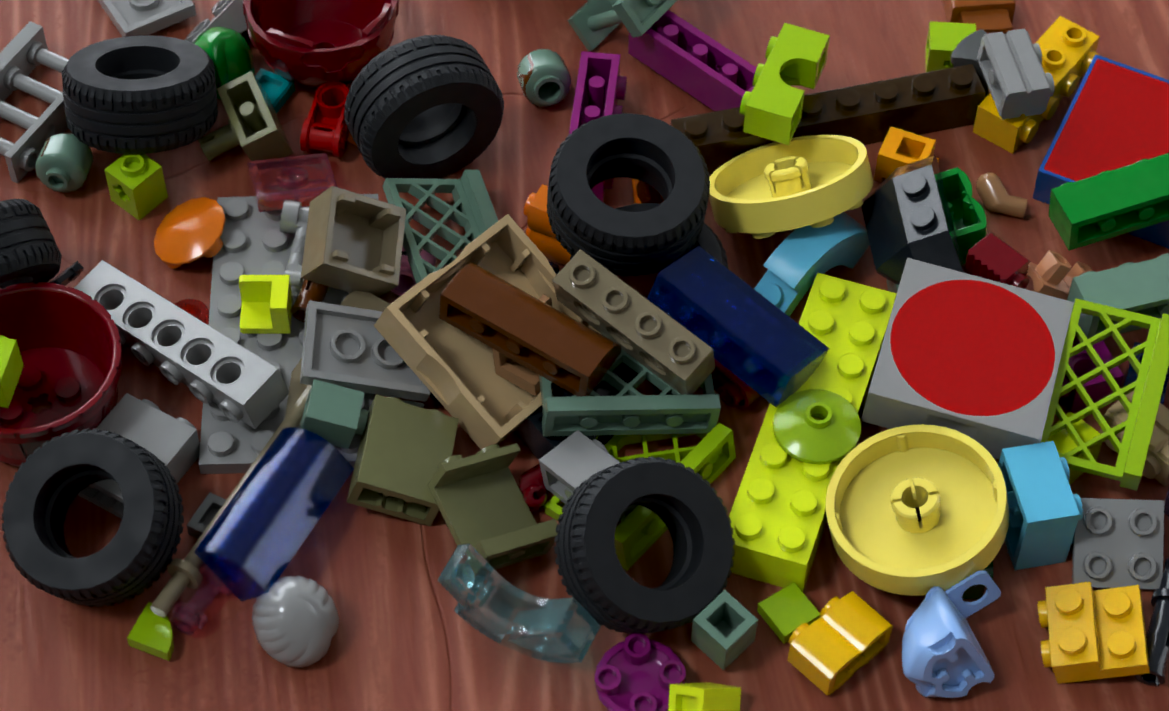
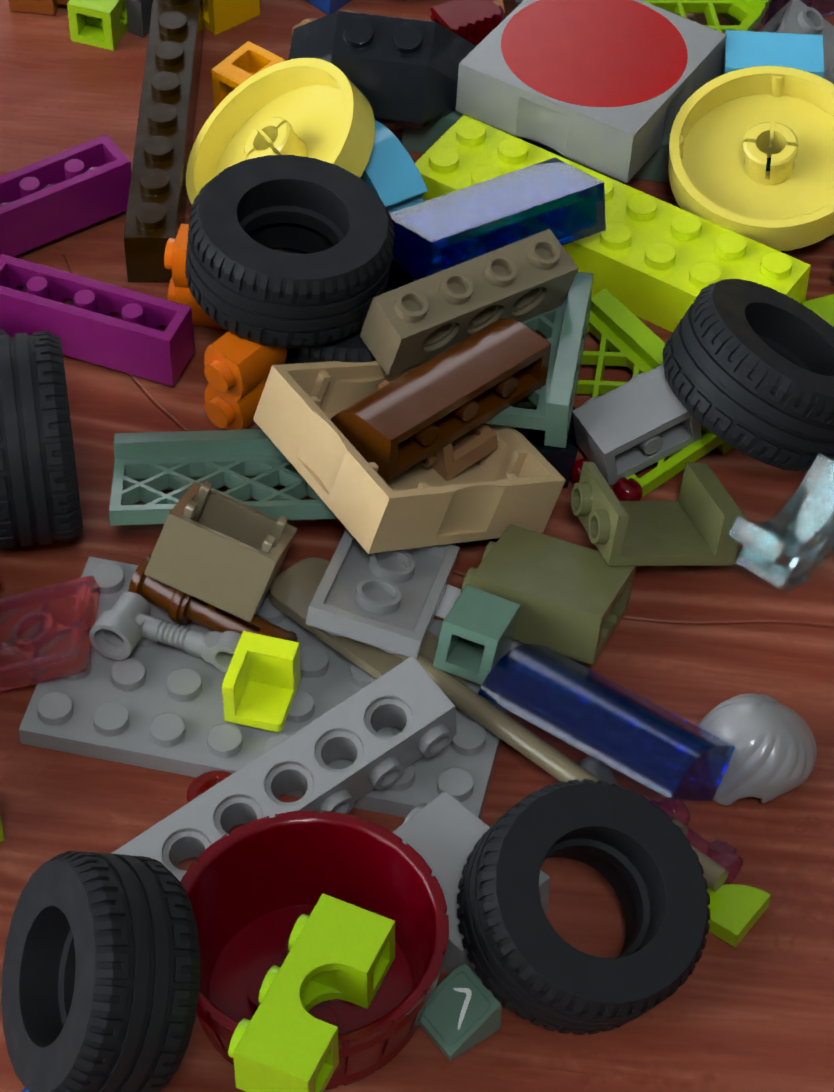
camera: 75 degrees left, 5 degrees down
(190, 232) = (74, 765): orange dish -> none
(774, 105) = (165, 130): lime arch -> none
(814, 439) = (642, 209): lime dish -> none

